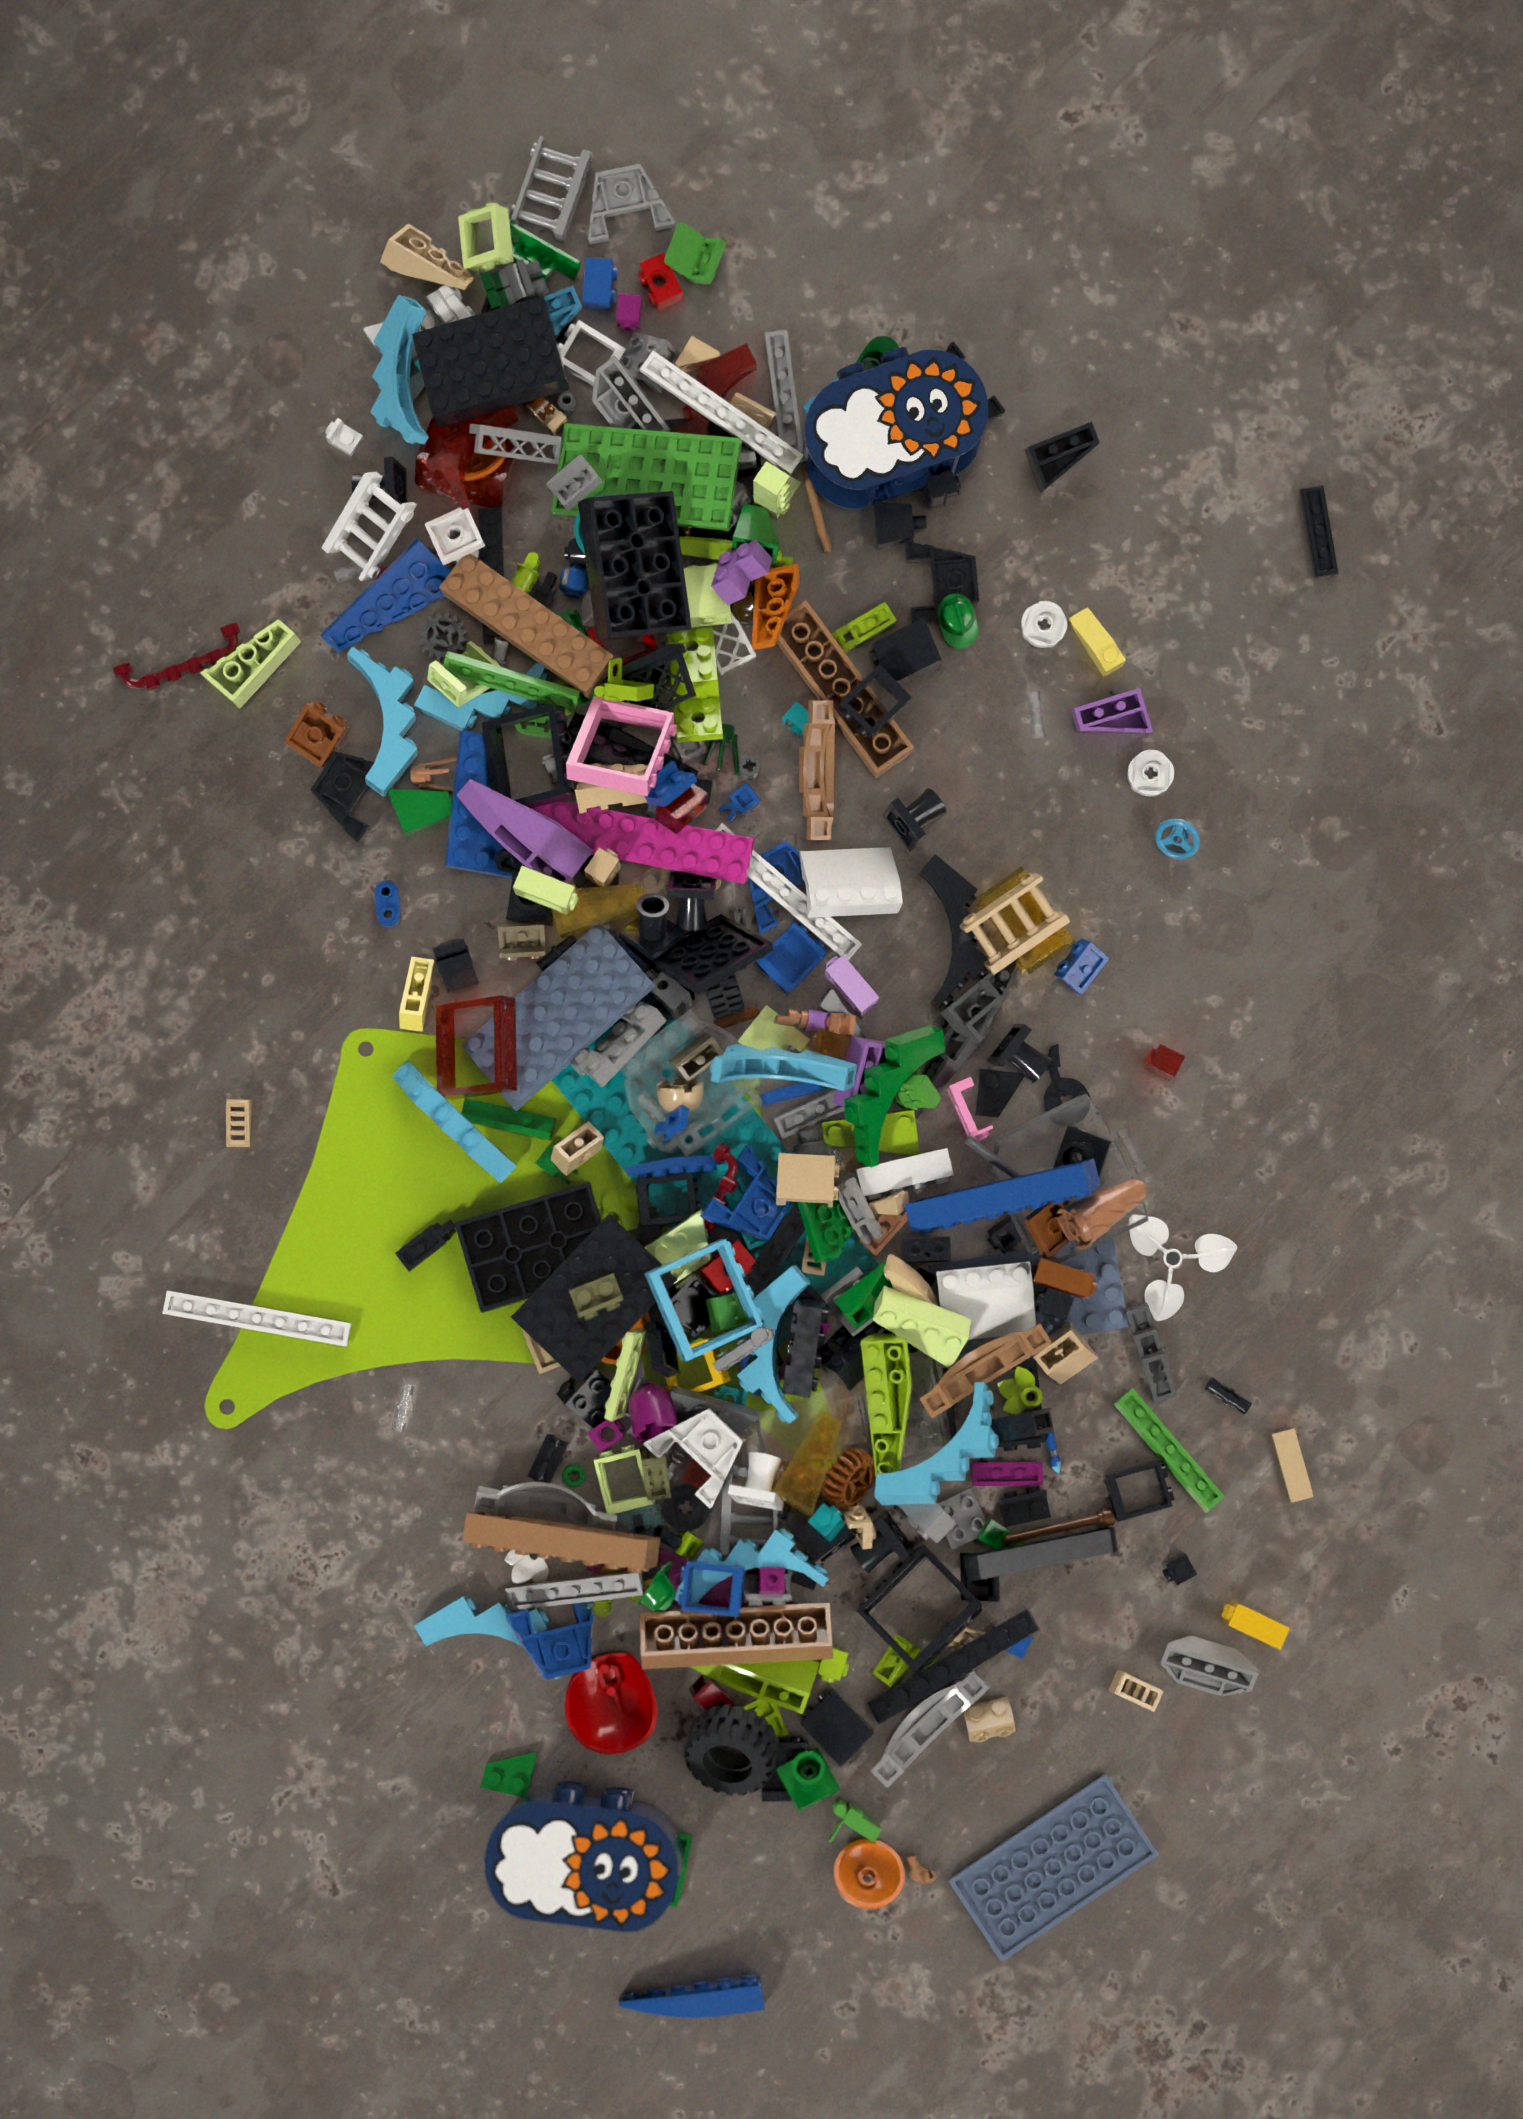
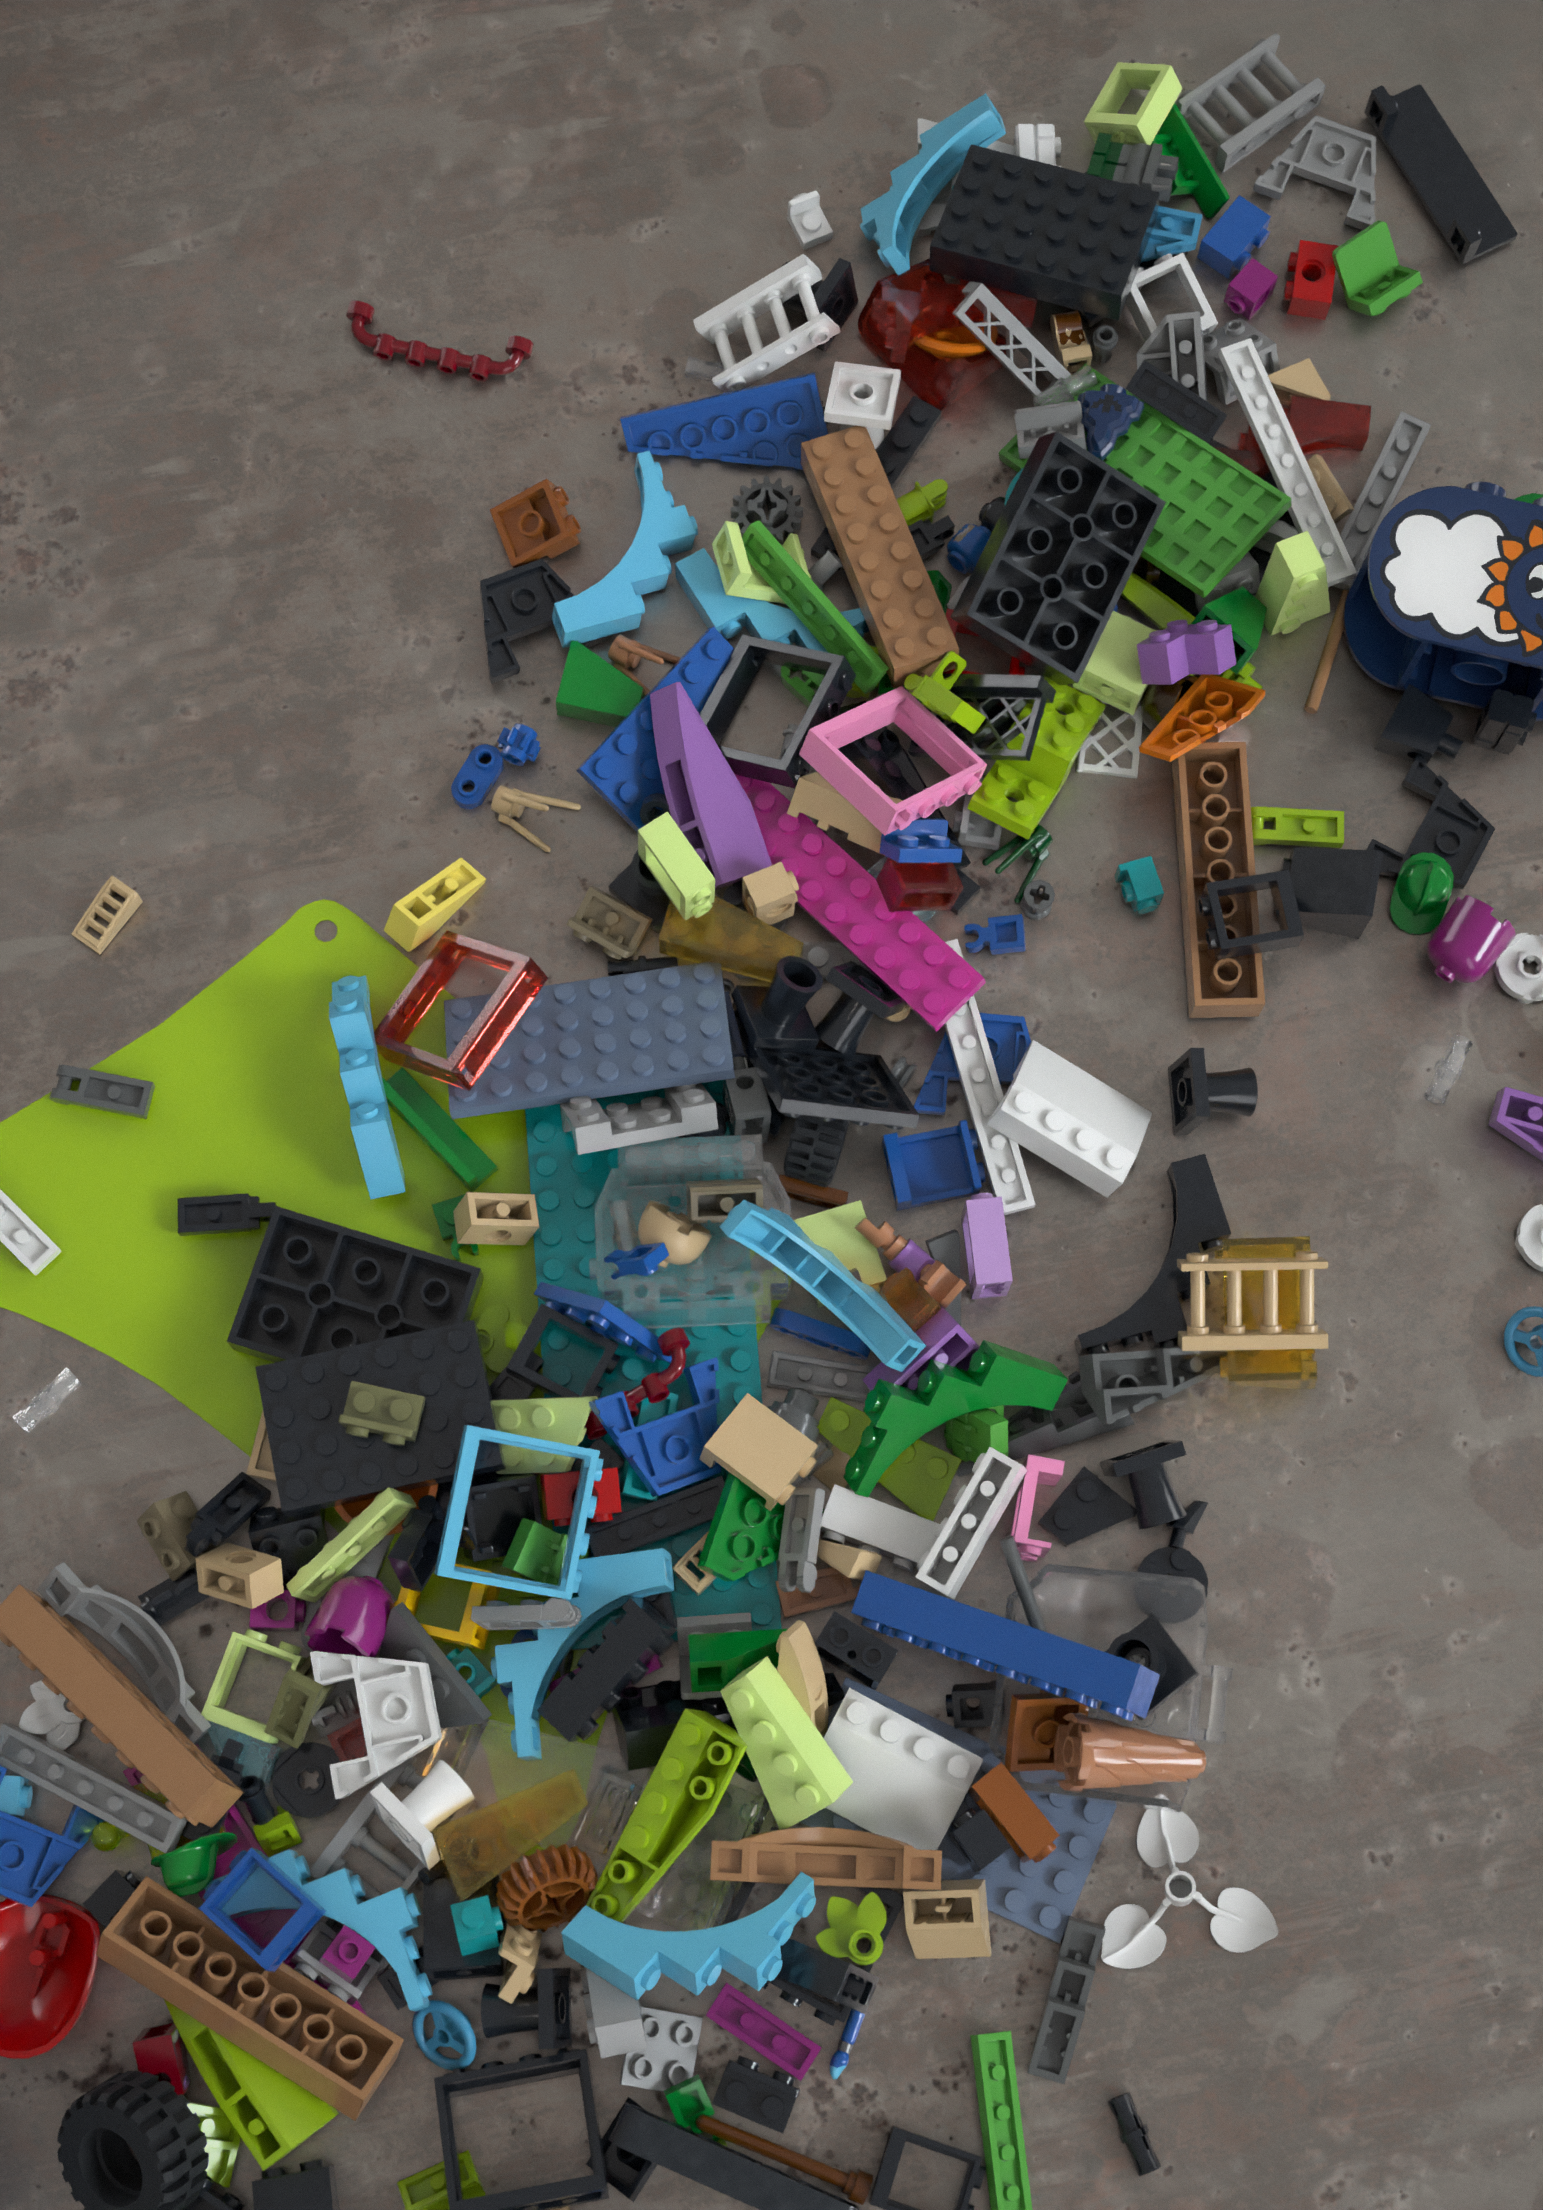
camera: 30 degrees right, 10 degrees down
(252, 663) = (518, 397): yellowish green wedge -> none
(310, 1222) = (103, 1091): none -> dark grey plate
(399, 870) = (518, 744): none -> blue gear
(413, 255) = (1037, 76): tan wedge -> none
(419, 906) = (512, 803): none -> tan plant
(455, 965) = (505, 897): black piece -> none
(526, 1430) = (166, 1528): none -> dark tan bracket
(544, 1401) = (226, 1513): none -> black hinge
(565, 450) = (1067, 388): none -> clear axle
(573, 1483) = (188, 1629): green plate -> none
(576, 1429) = (239, 1575): none -> tan brick
(601, 453) = (1107, 416): none -> dark blue rock
(628, 1634) = (112, 1895): none -> black brick
(635, 417) = (1176, 402): none -> black plate
(691, 160) = (1439, 172): none -> black bracket
(817, 769) = (1124, 954): medium nougat piece -> none
(834, 1668) = (353, 2137): lime brick -> none
(848, 1581) = (451, 2030): none -> dark azure piece
(943, 1143) = (971, 1522): none -> white brick
(1001, 635) = (1468, 941): none -> magenta cylinder
(1081, 966) = (1304, 1422): bracket -> none
(1163, 1061) = (1335, 1616): clear red brick -> none

